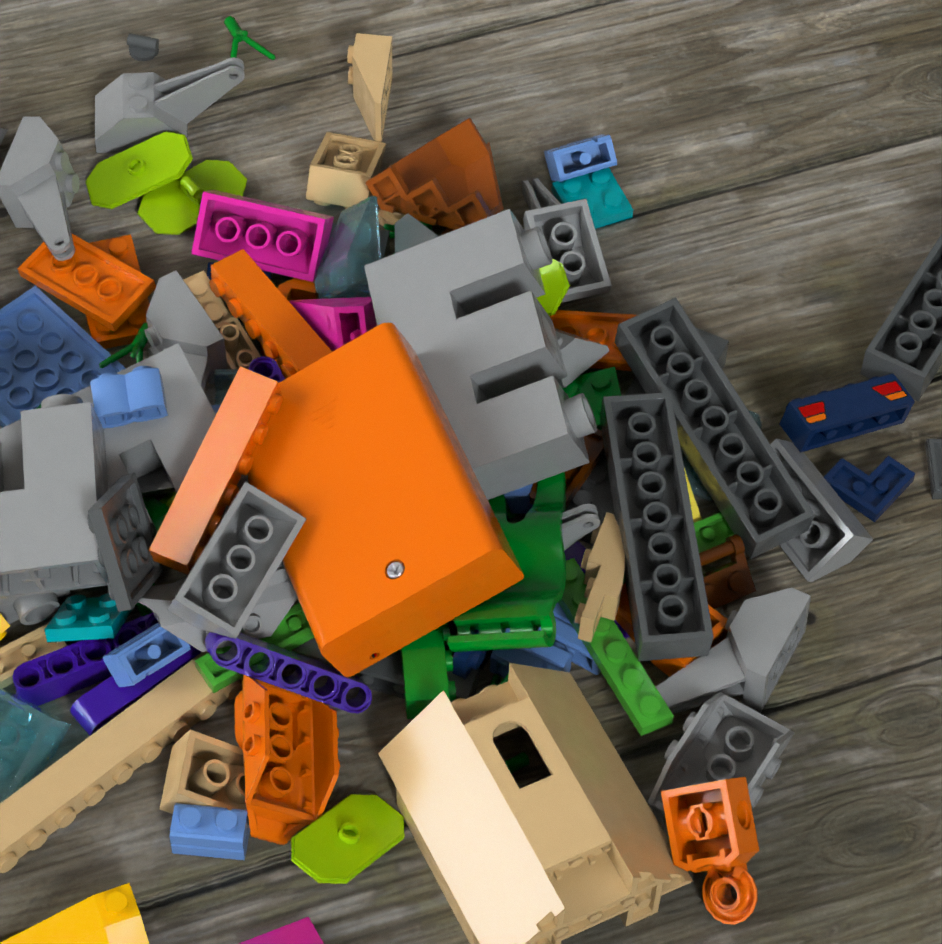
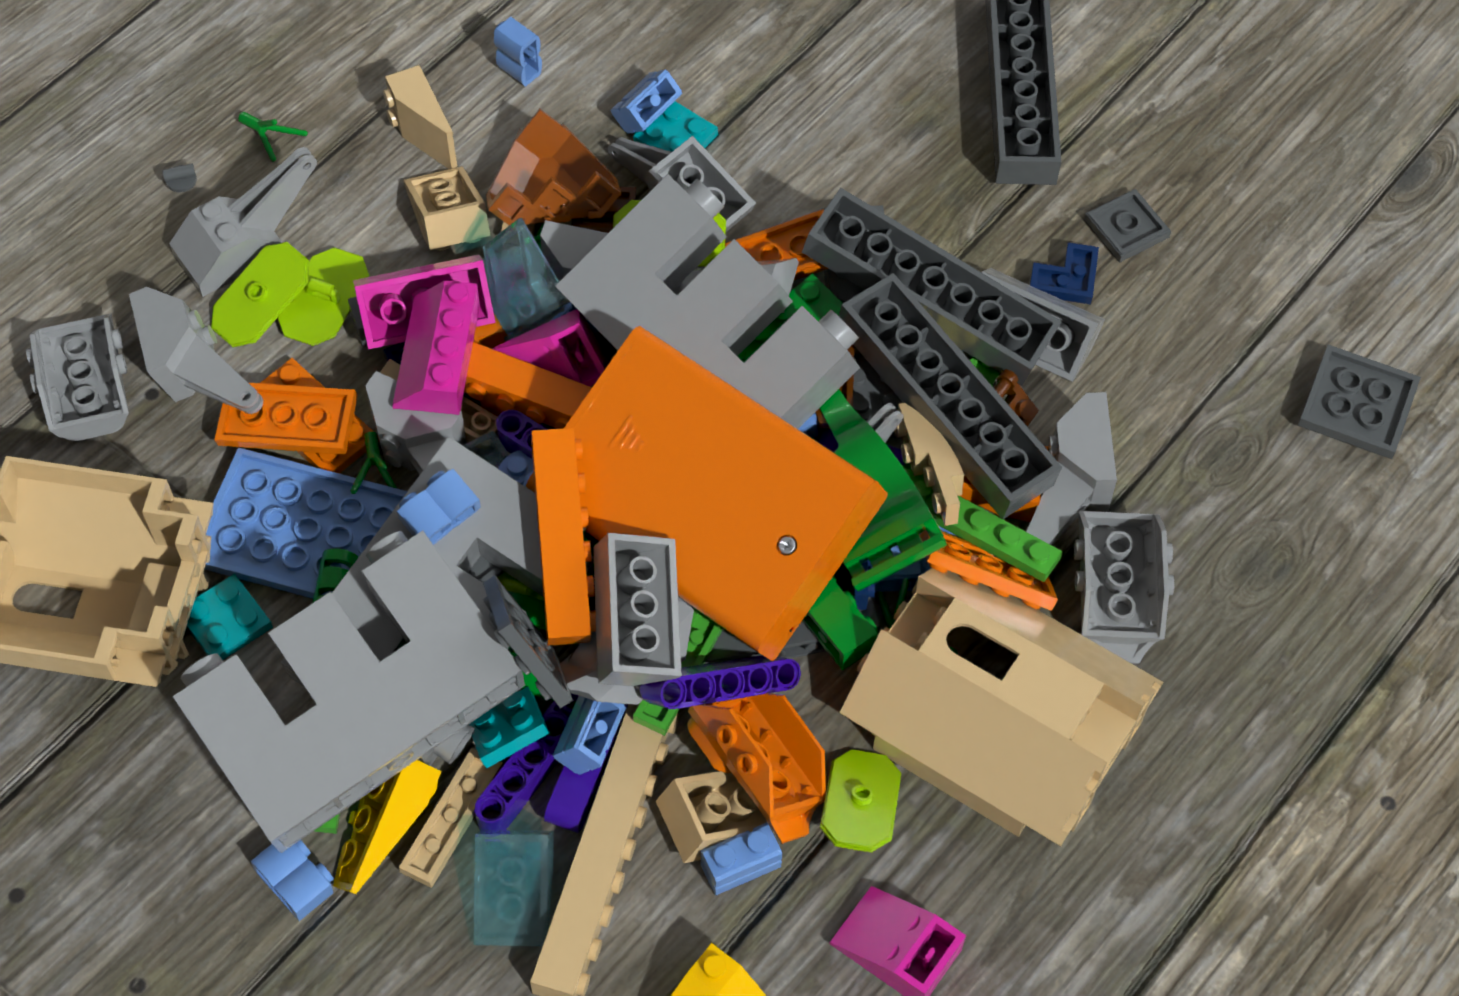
camera: 30 degrees left, 5 degrees up
(239, 276) = (438, 349): none -> dark pink slope
(494, 65) = (517, 51): none -> medium blue brick
(587, 688) = (980, 566): none -> orange plate
(715, 833) = (1165, 638): orange brick -> none
(846, 412) = (1014, 221): dark blue brick -> none

